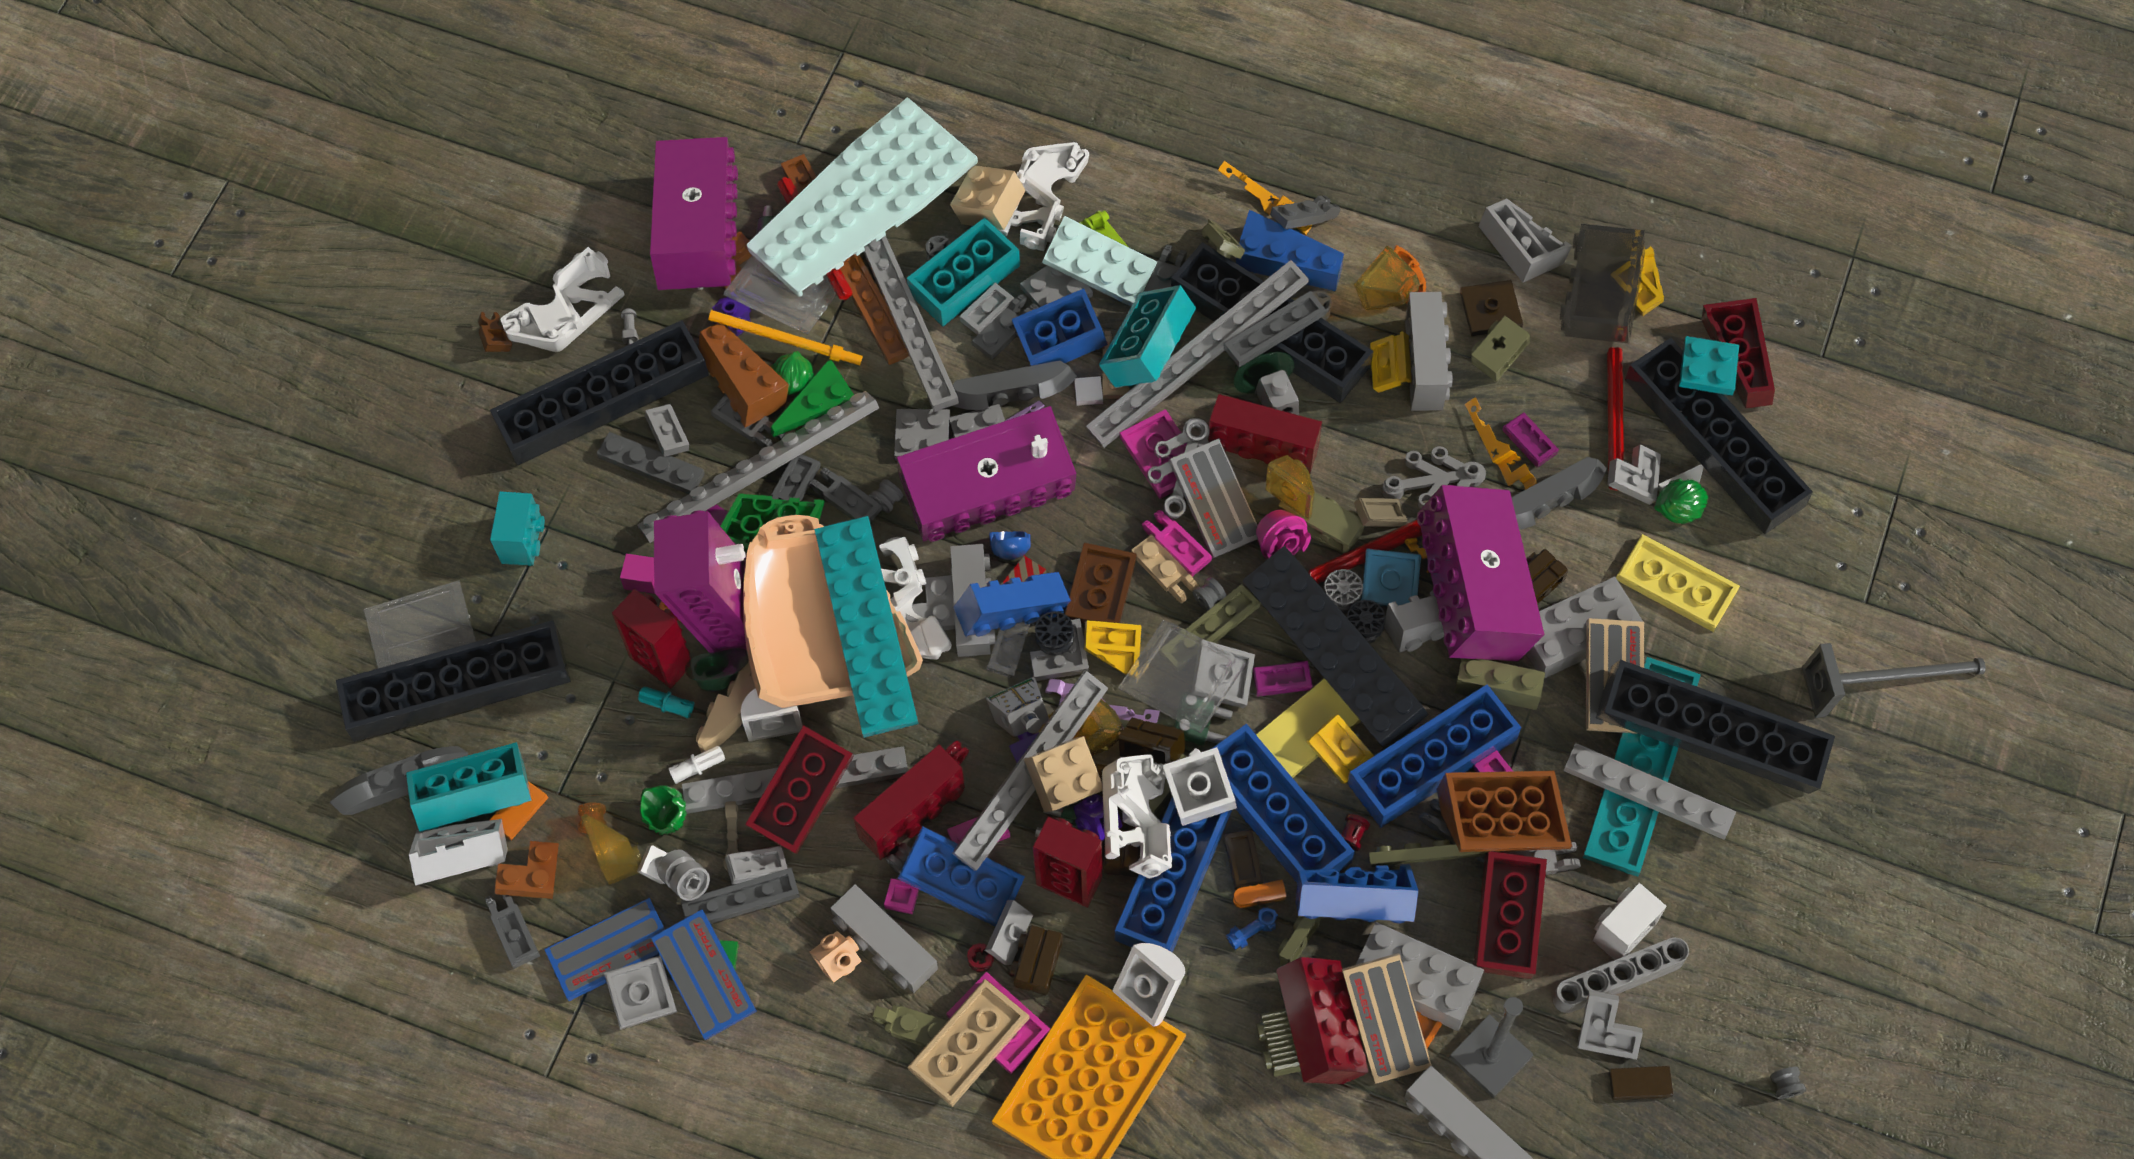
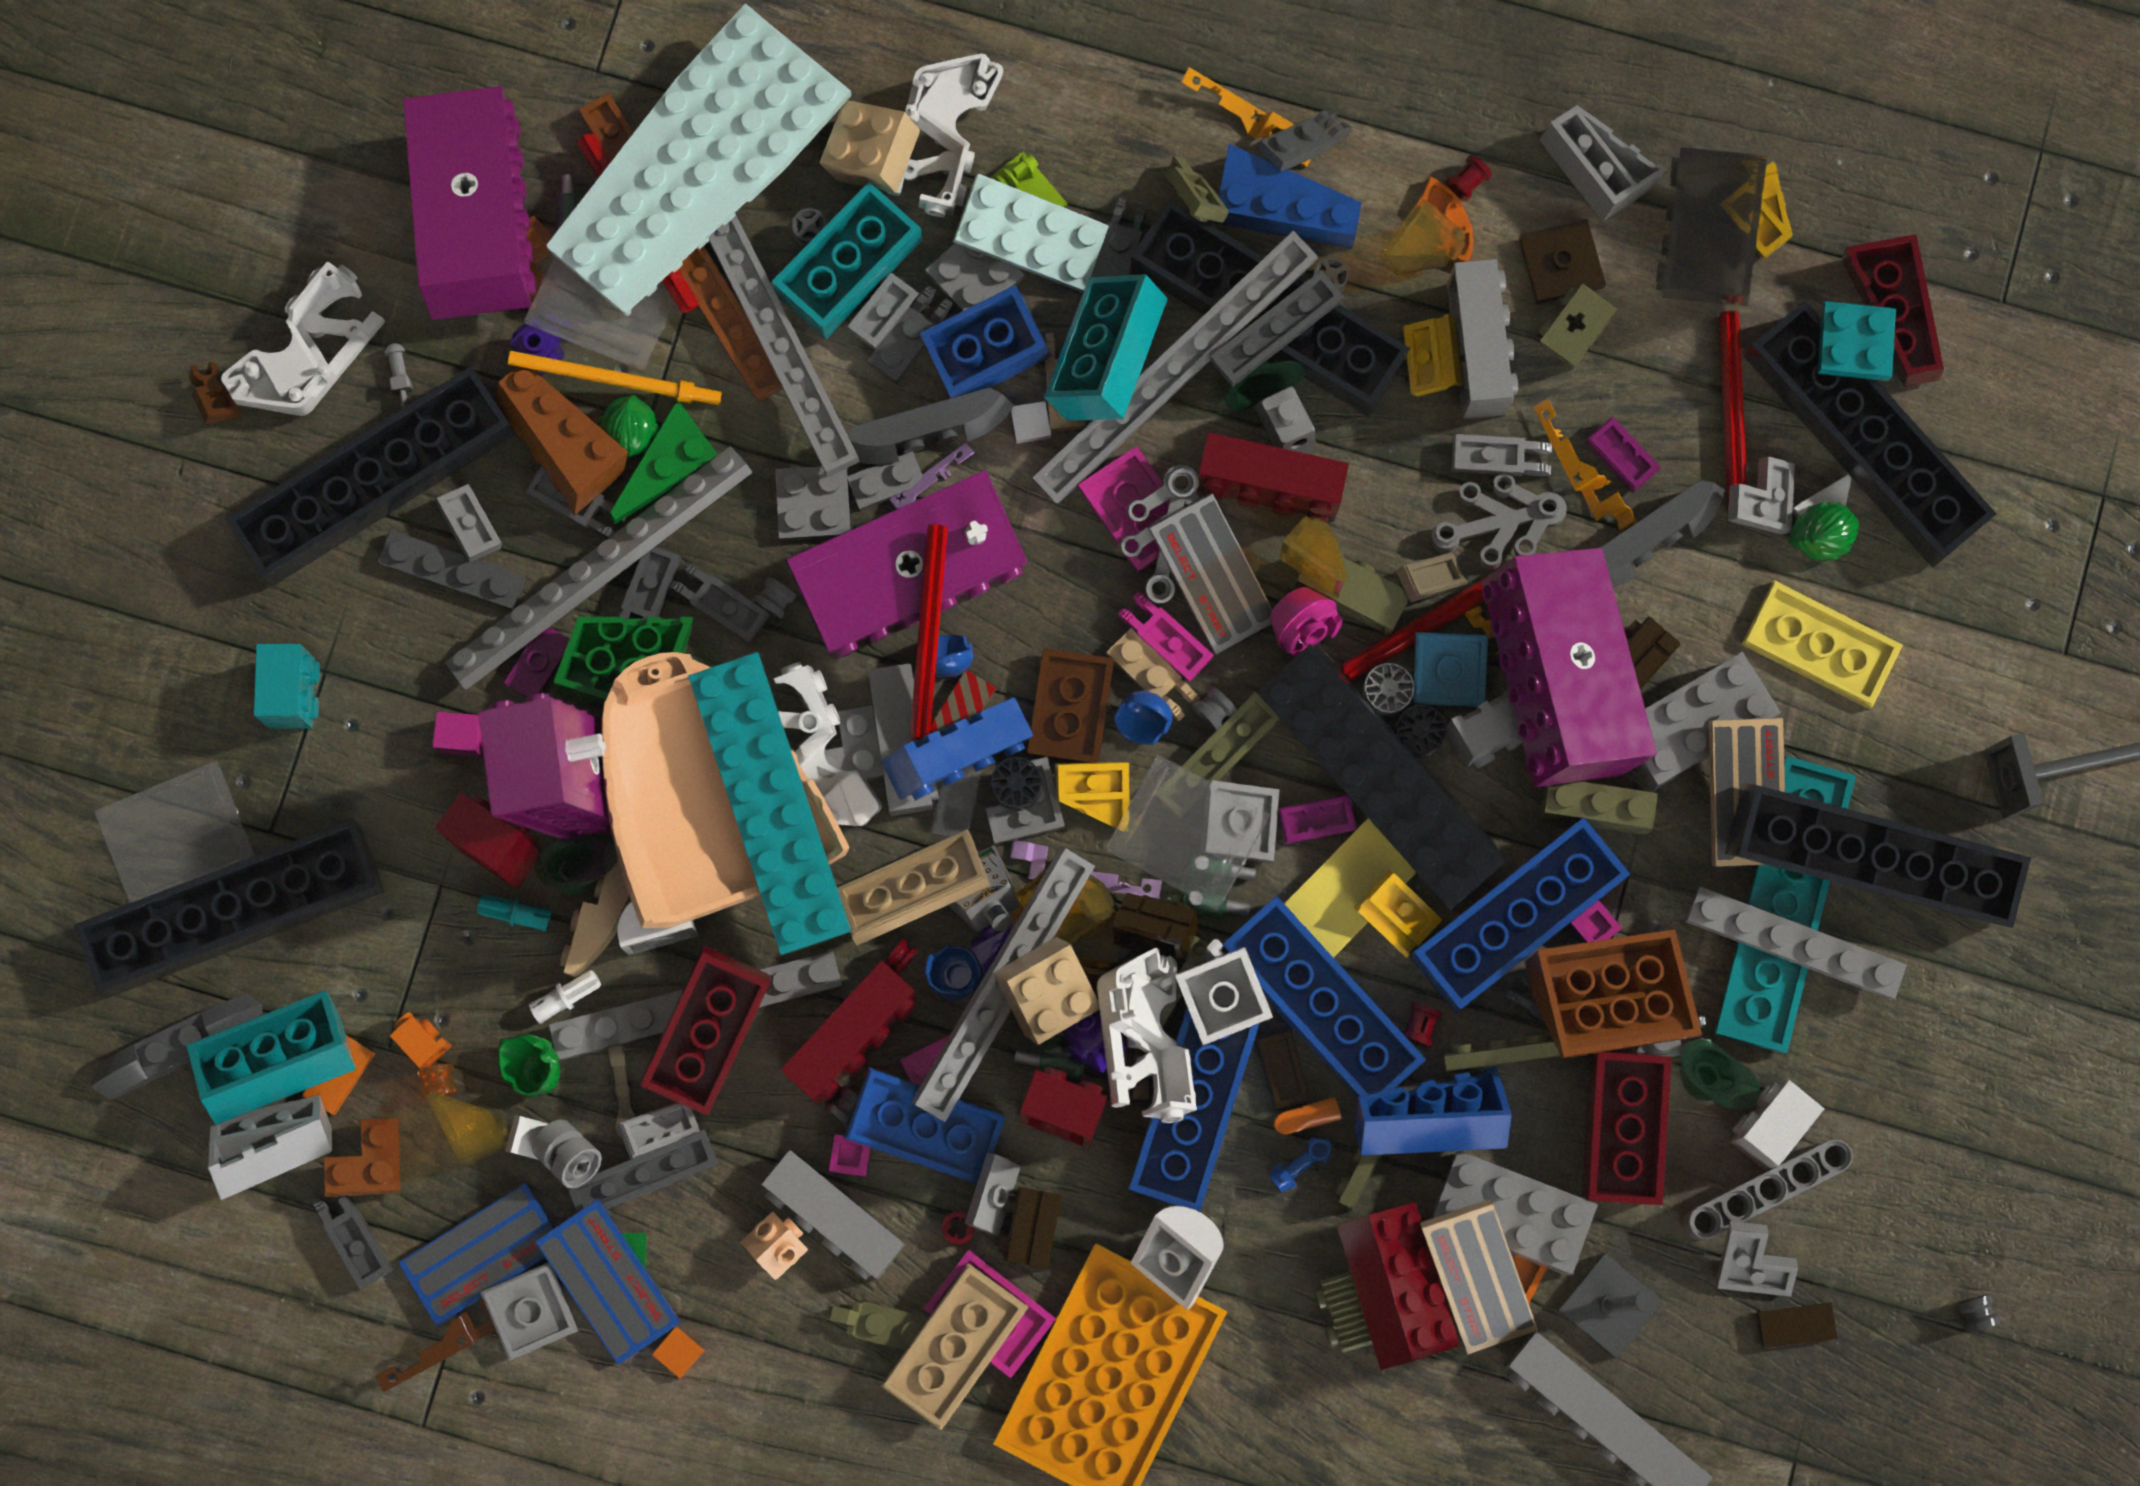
camera: 10 degrees left, 15 degrees up
(570, 1013) = (443, 1348): none -> reddish brown piece
(582, 786) = (419, 1040): none -> orange brick
(752, 1034) = (678, 1352): none -> orange tile
(969, 701) = (913, 887): none -> tan tile
(993, 766) = (953, 972): none -> blue hair
(998, 510) = (928, 631): none -> red axle
(1155, 595) = (1143, 717): none -> blue hair
(1425, 246) = (1469, 178): none -> dark red bush
(1436, 433) = (1497, 455): none -> light grey hinge
(1581, 885) = (1717, 1077): none -> clear green piece

